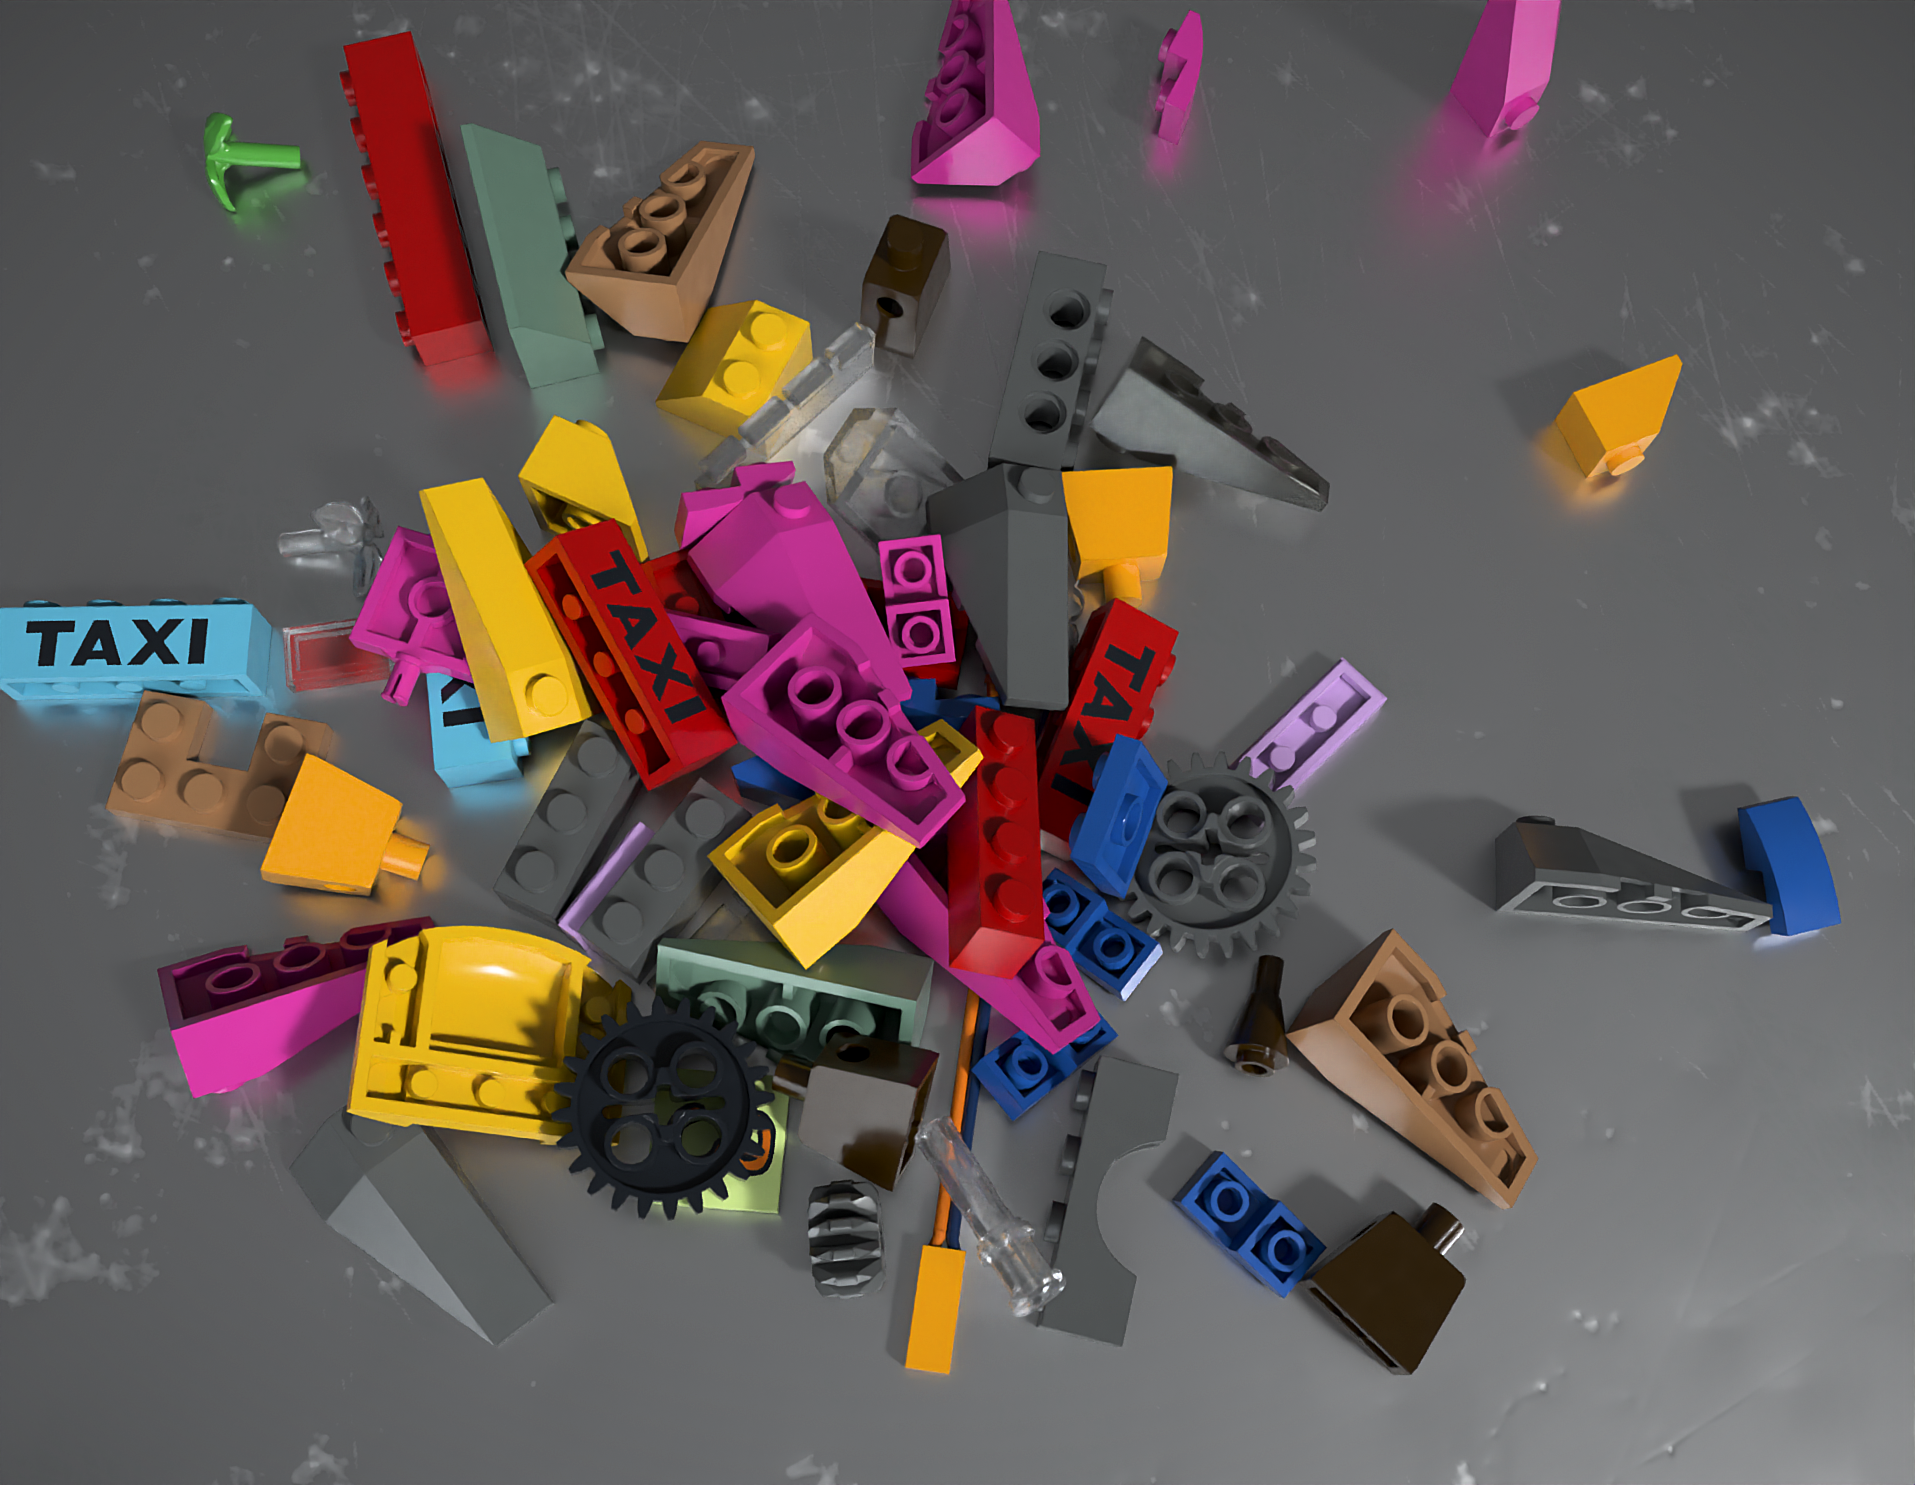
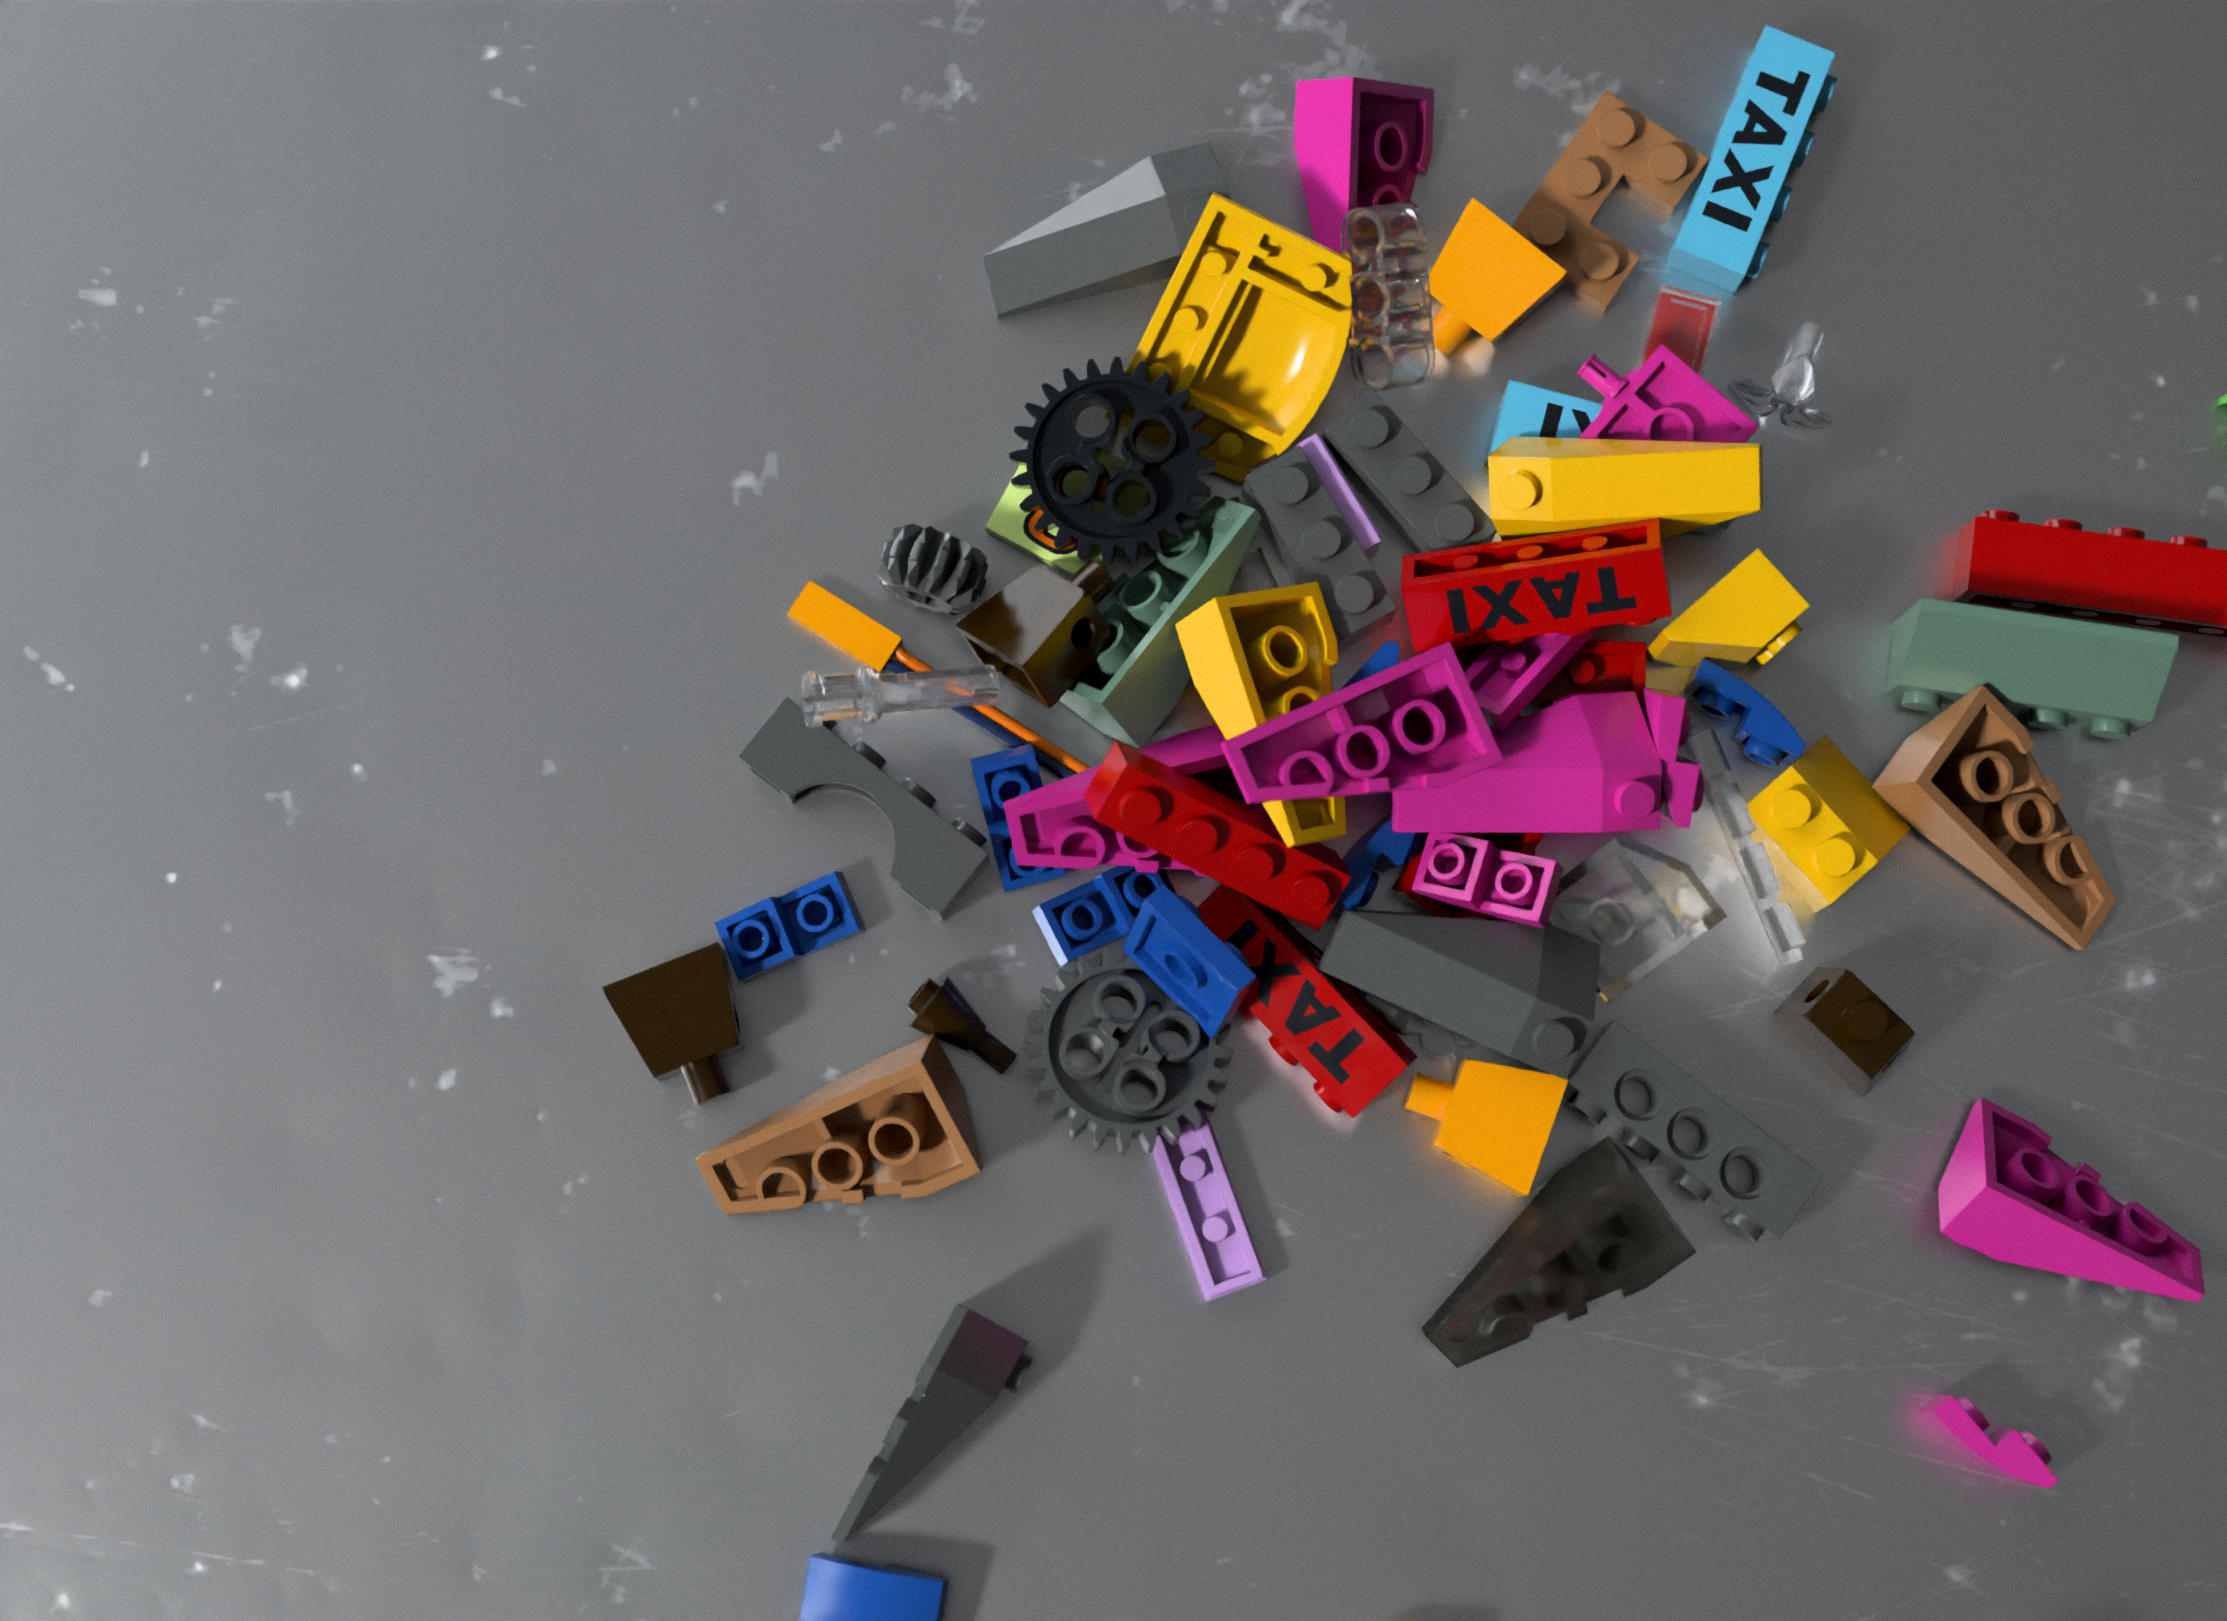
camera: 115 degrees right, 10 degrees up
(361, 912) = (1390, 296): none -> clear beam
(666, 458) = (1761, 727): none -> blue slope

